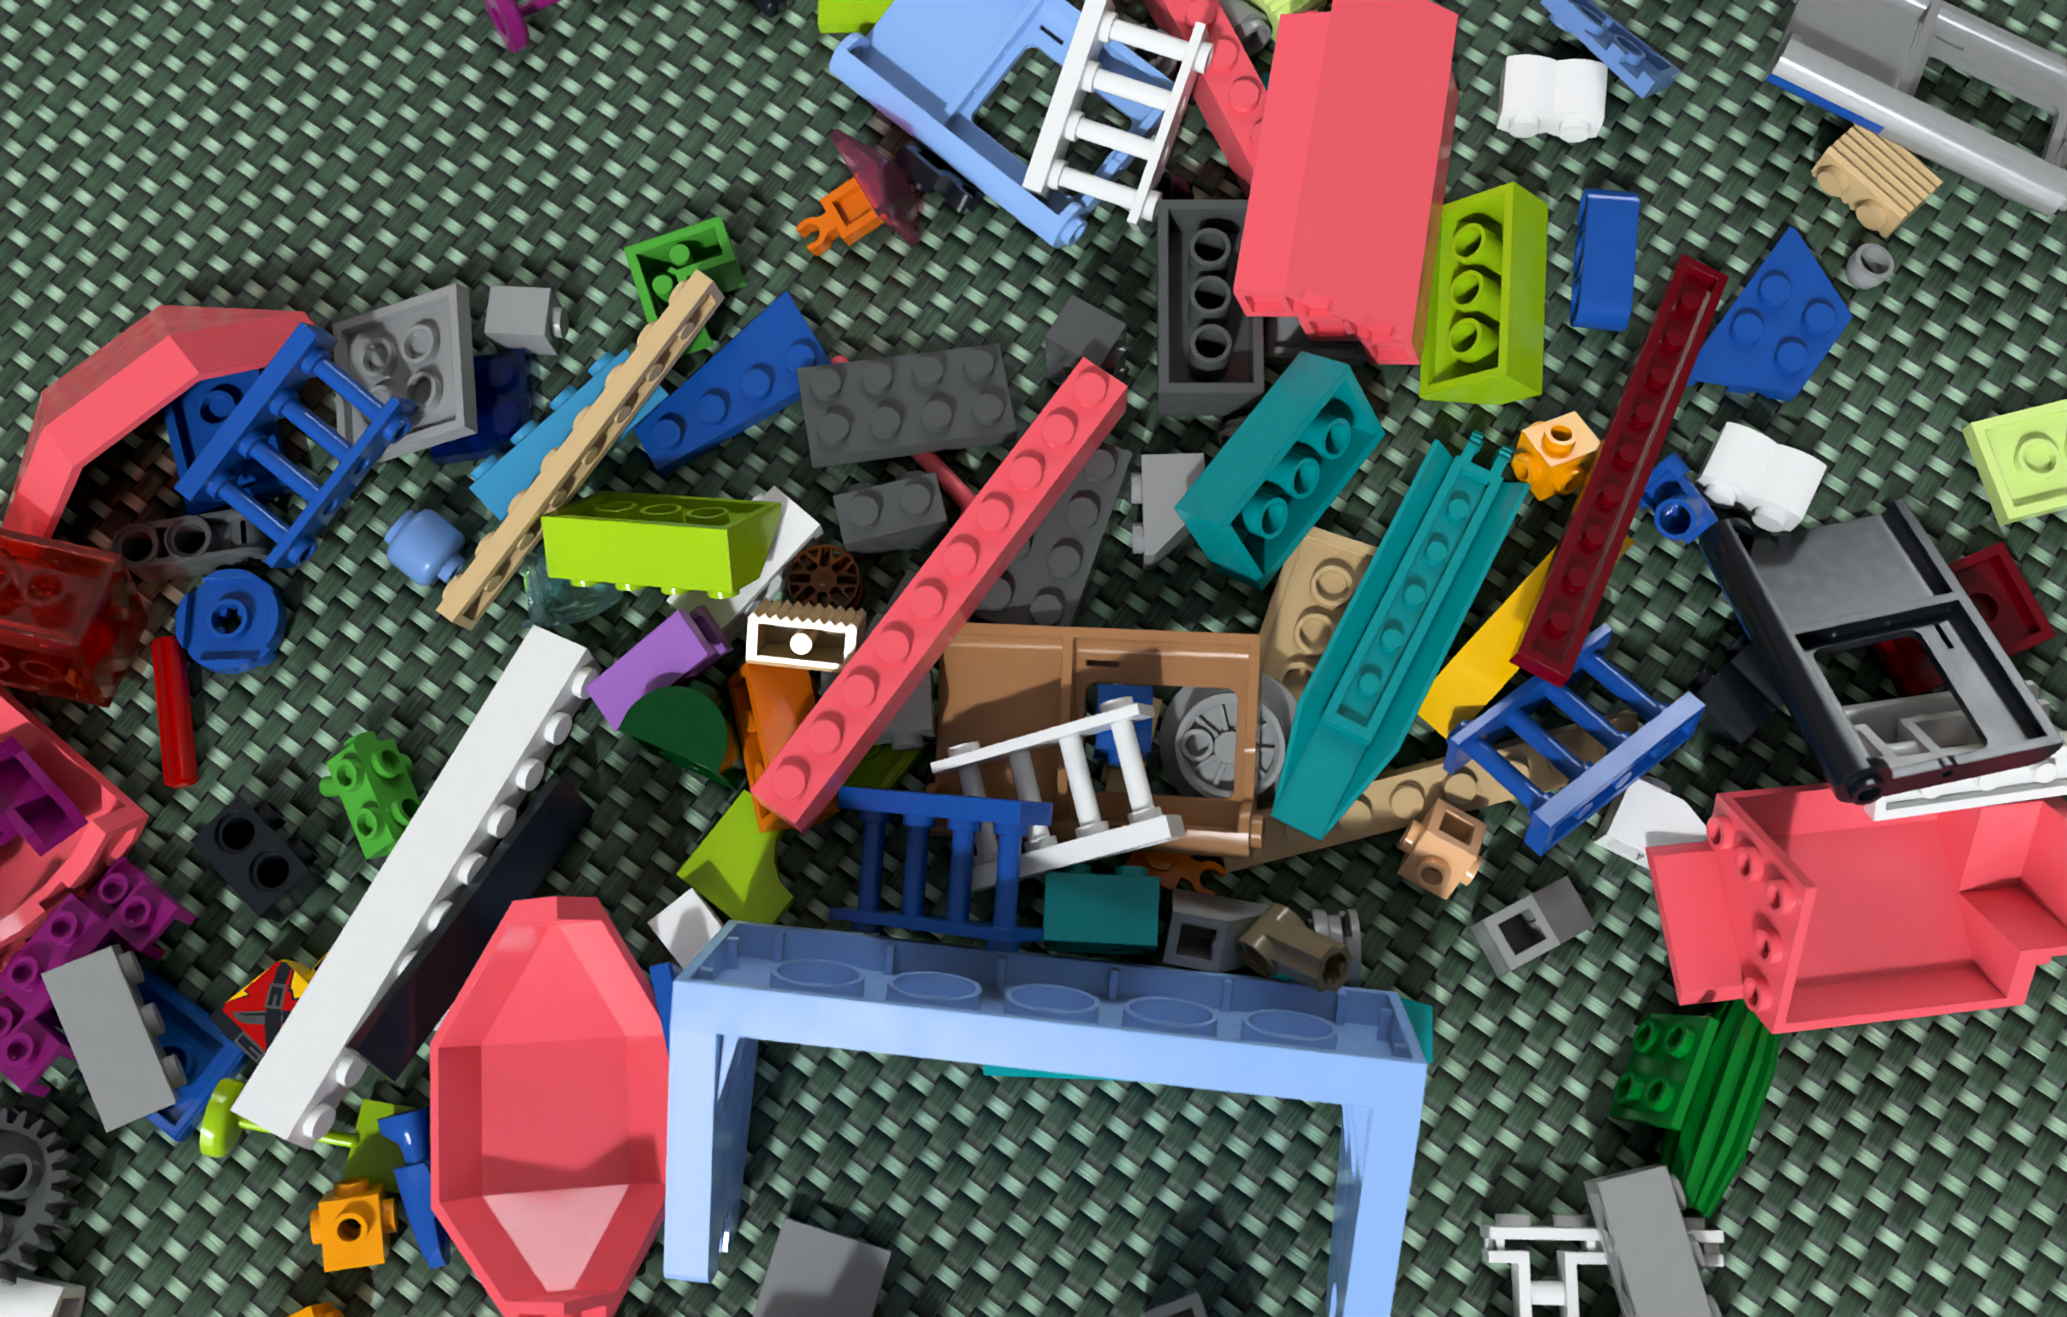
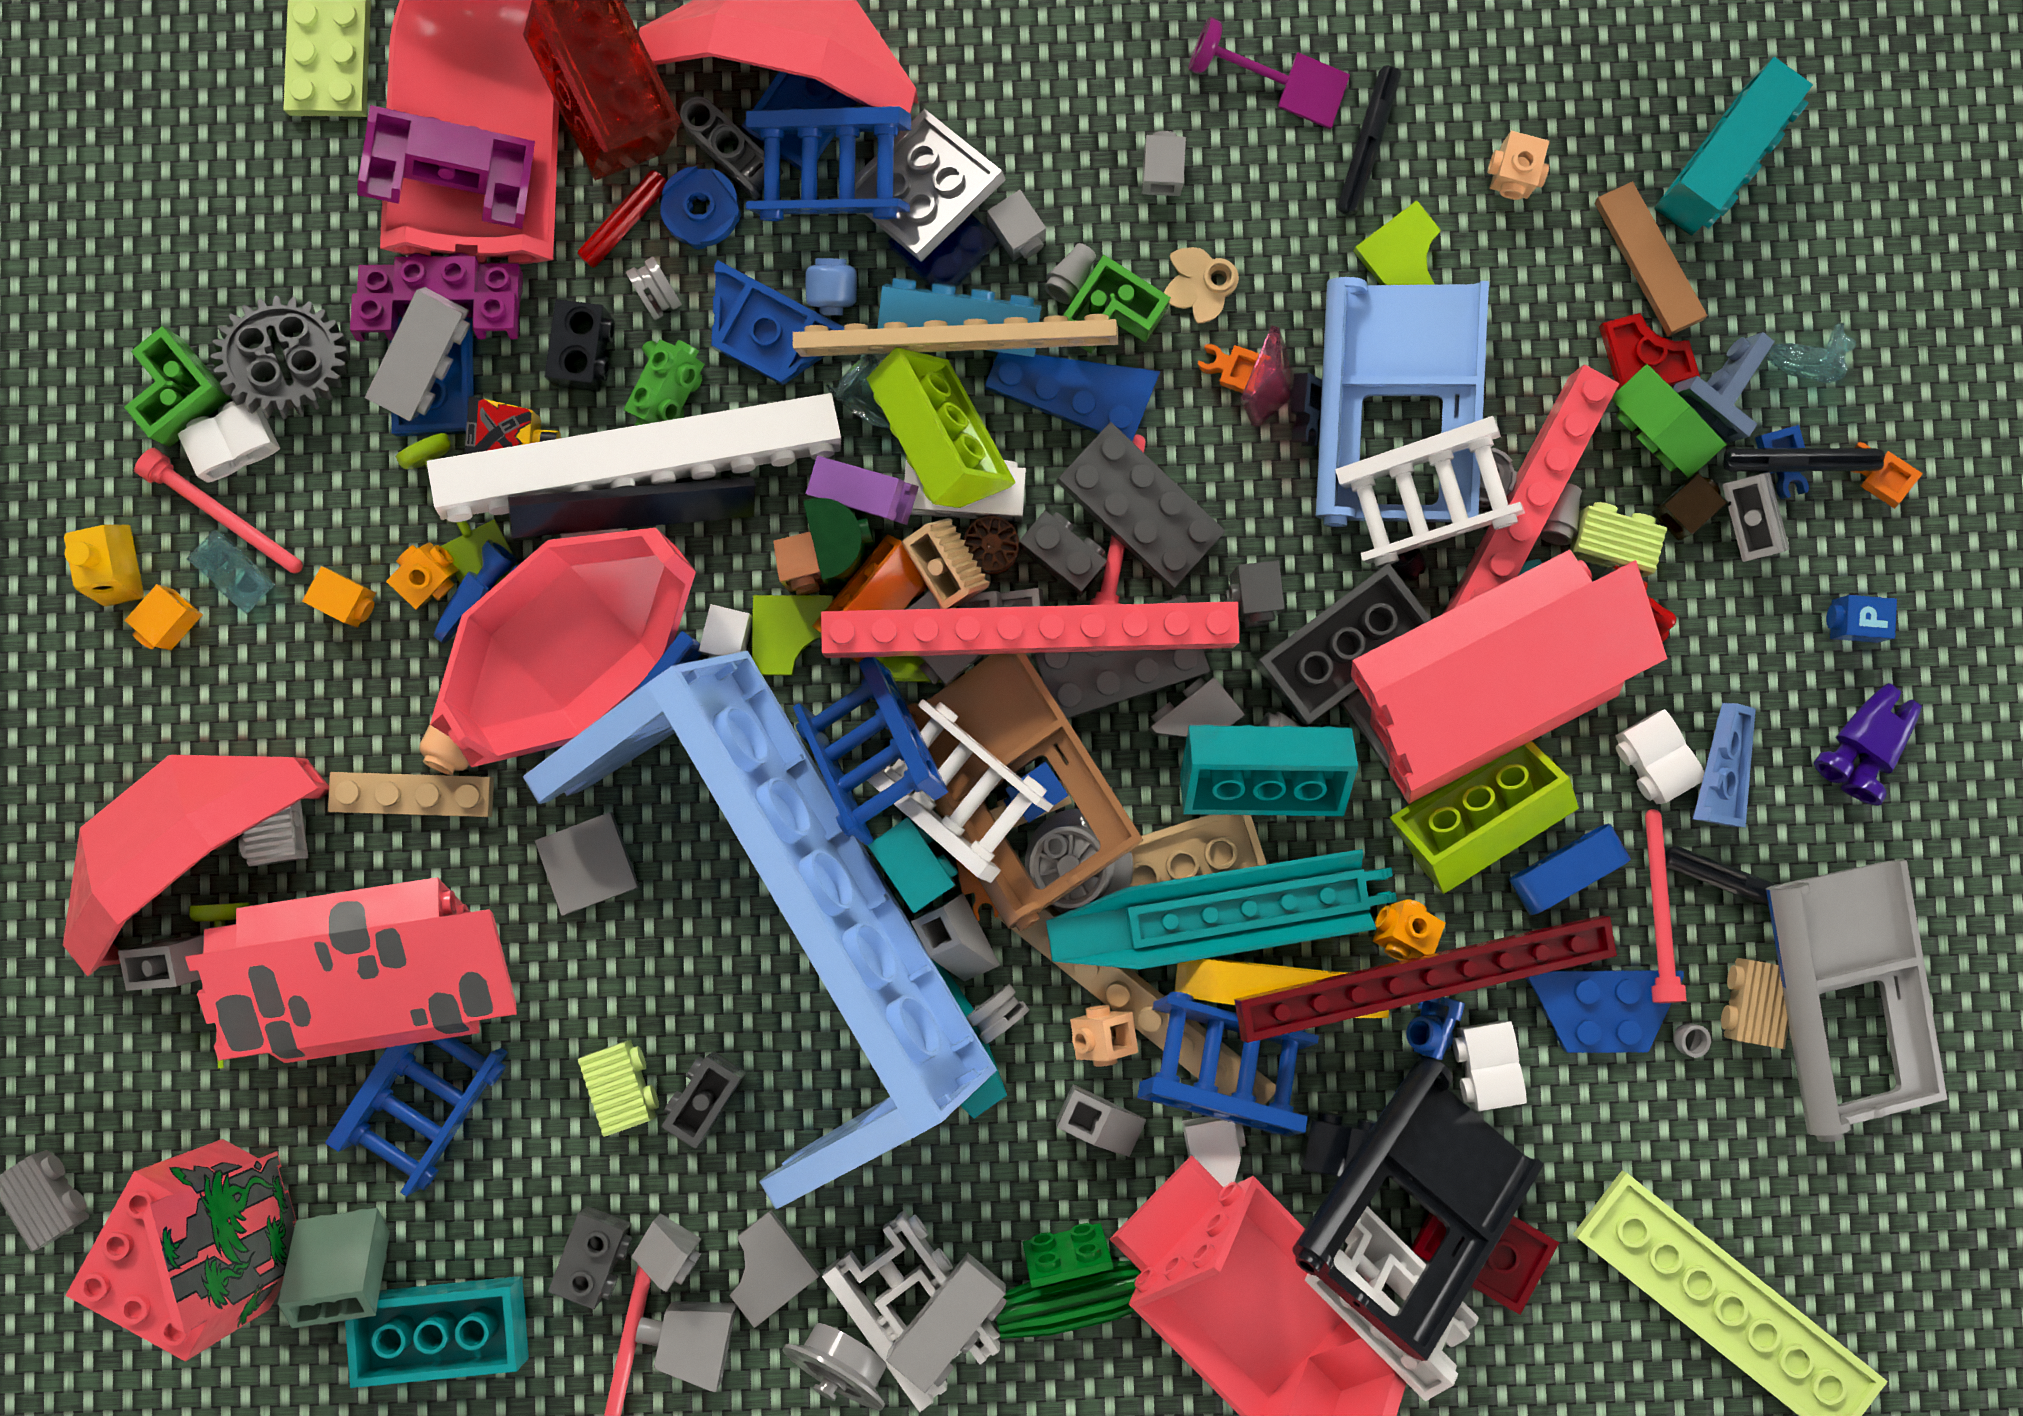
camera: 45 degrees right, 10 degrees up
(270, 730) = (661, 292): none -> light grey wheel
(404, 652) = (758, 325): none -> blue wing
(586, 139) = (1163, 164): none -> light grey brick
(618, 308) = (1070, 274): none -> light grey cone
(684, 794) = (798, 564): none -> nougat slope
(732, 196) = (1194, 284): none -> tan plate
(1285, 945) = (972, 984): dark tan piece -> none
(1717, 125) = (1717, 874): none -> black axle
(1796, 246) = (1667, 985): none -> coral piece

